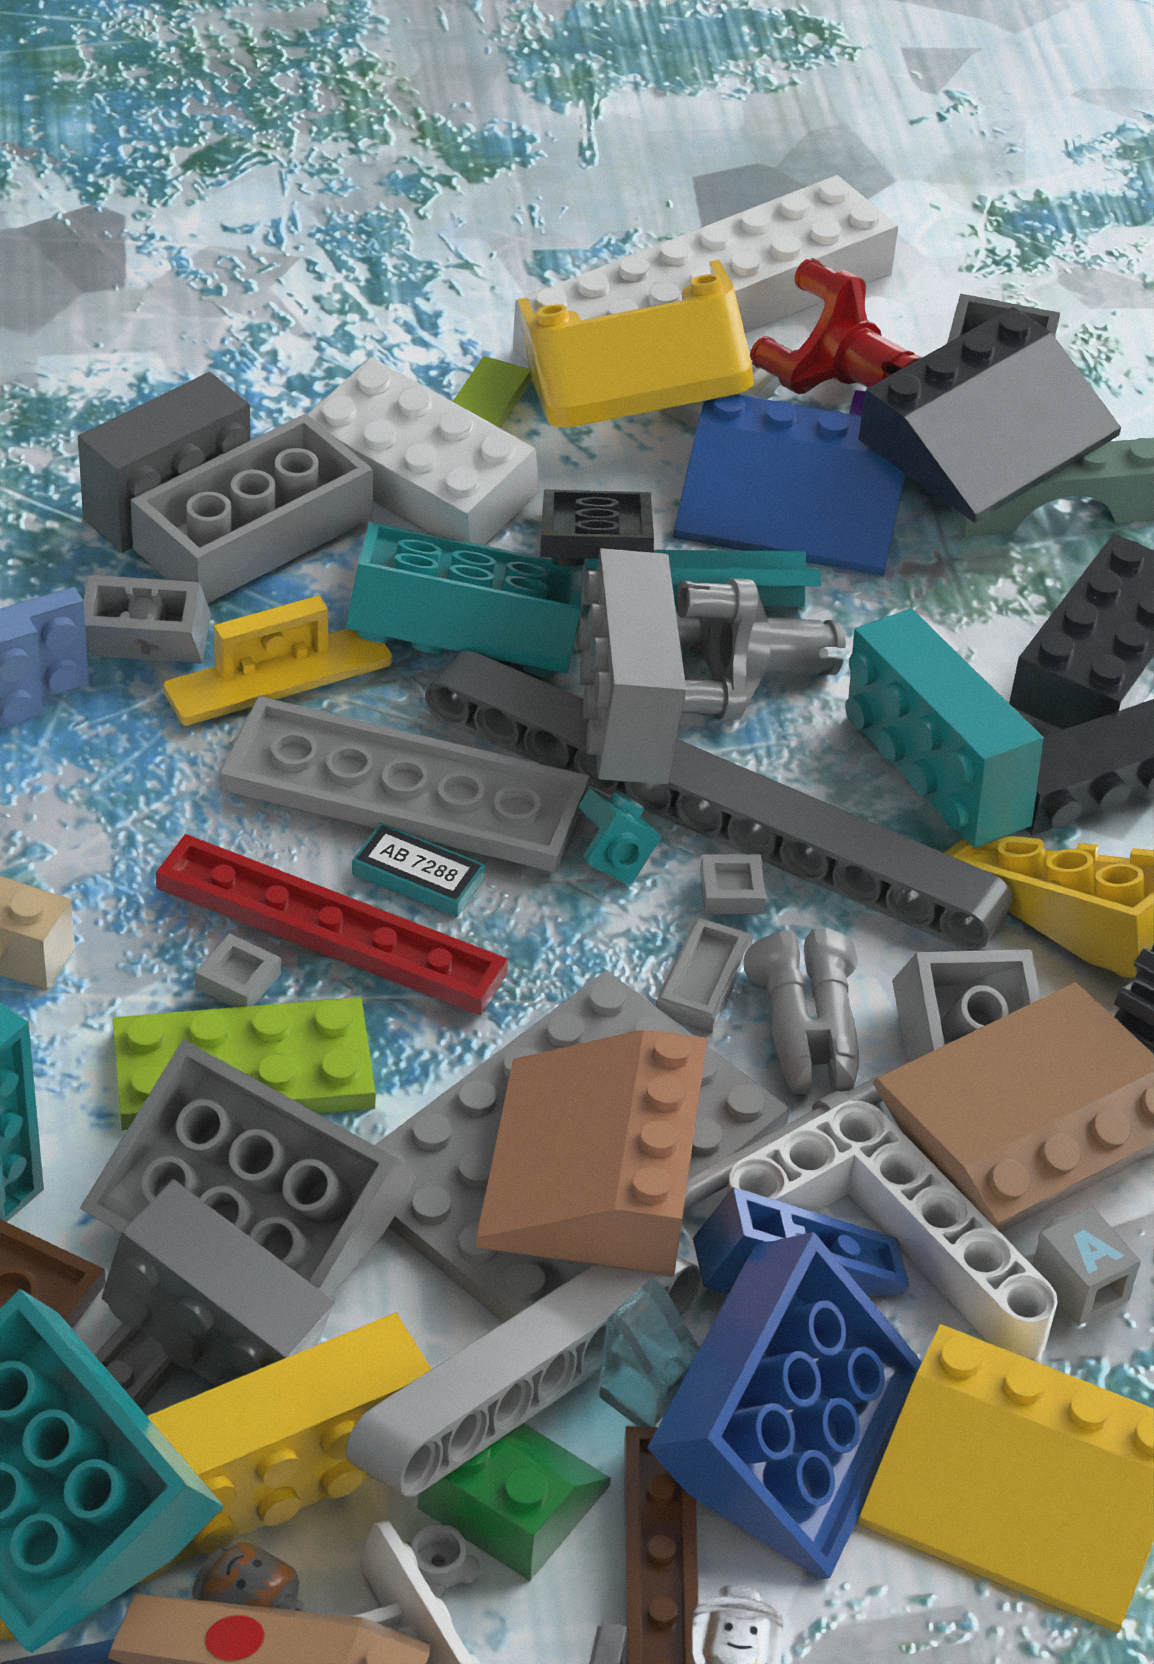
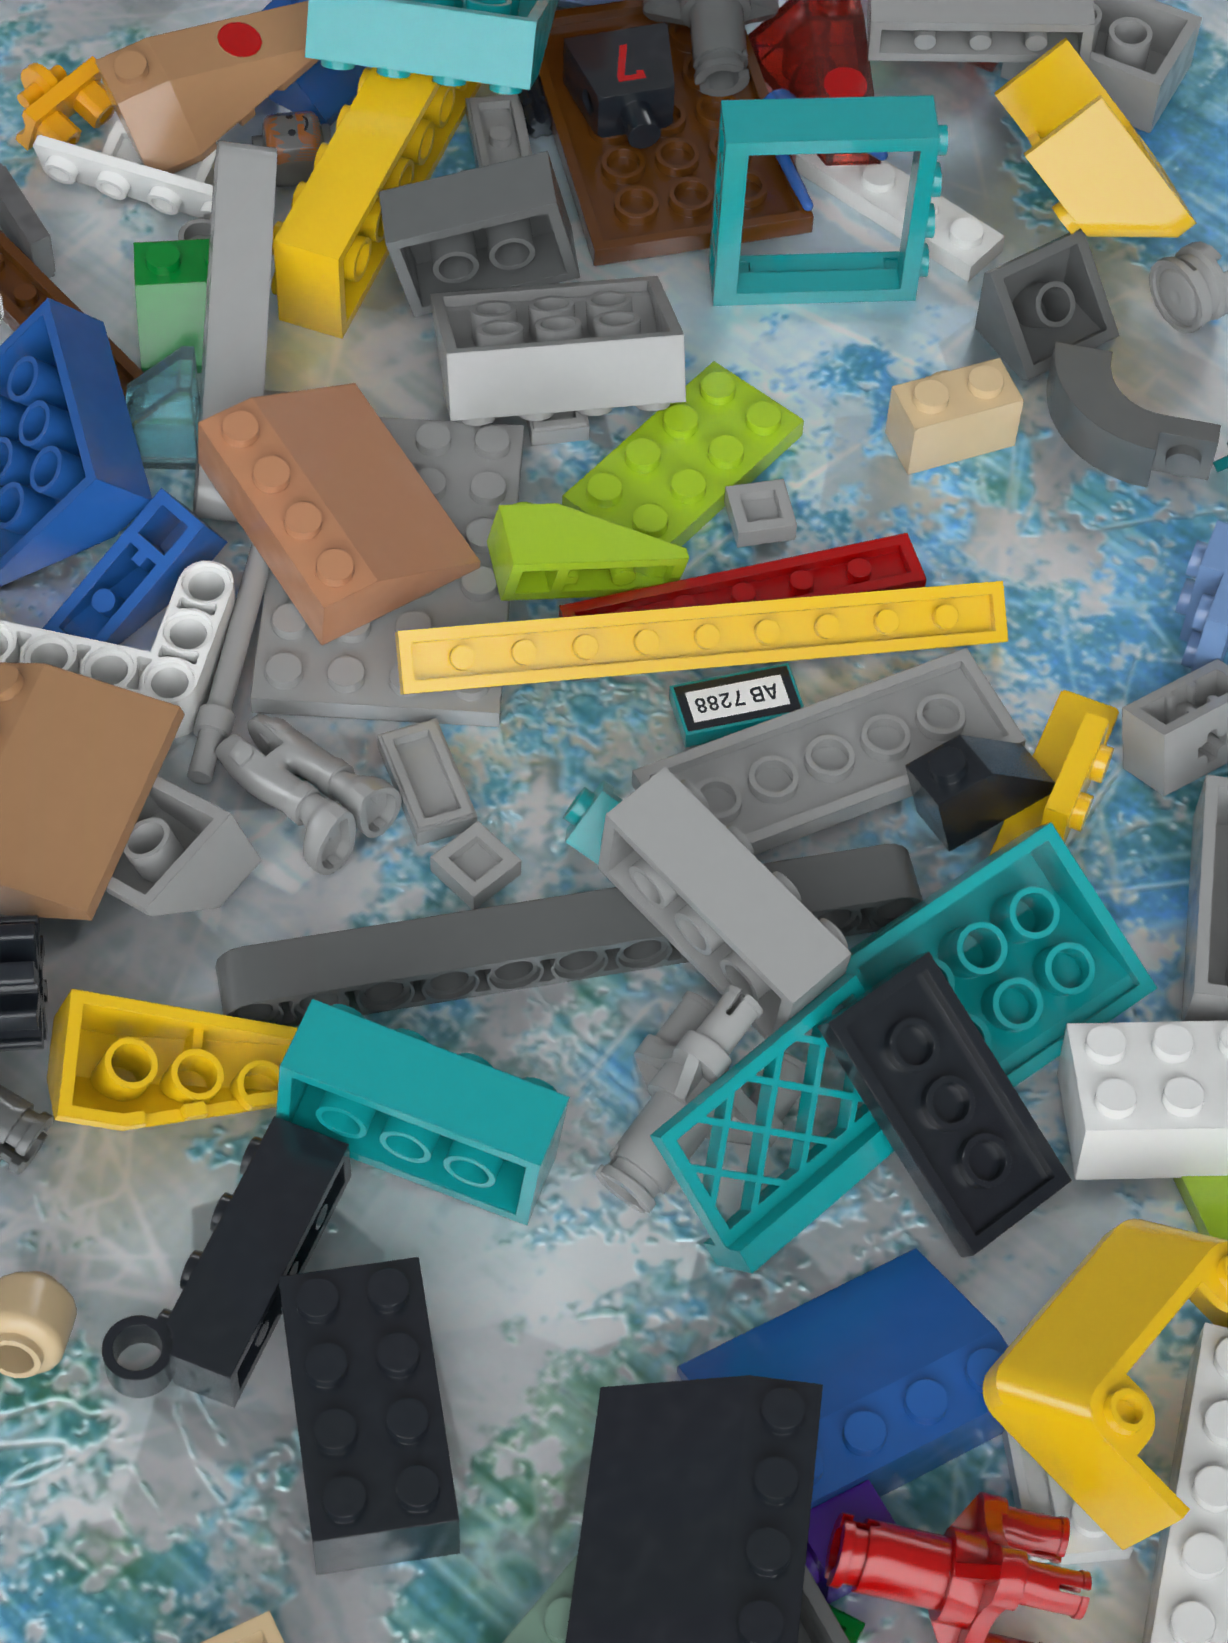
camera: 140 degrees right, 10 degrees up
(333, 679) = (974, 786): none -> black slope
(427, 901) = (699, 637): none -> yellow plate
(440, 1011) = (572, 554): none -> lime slope

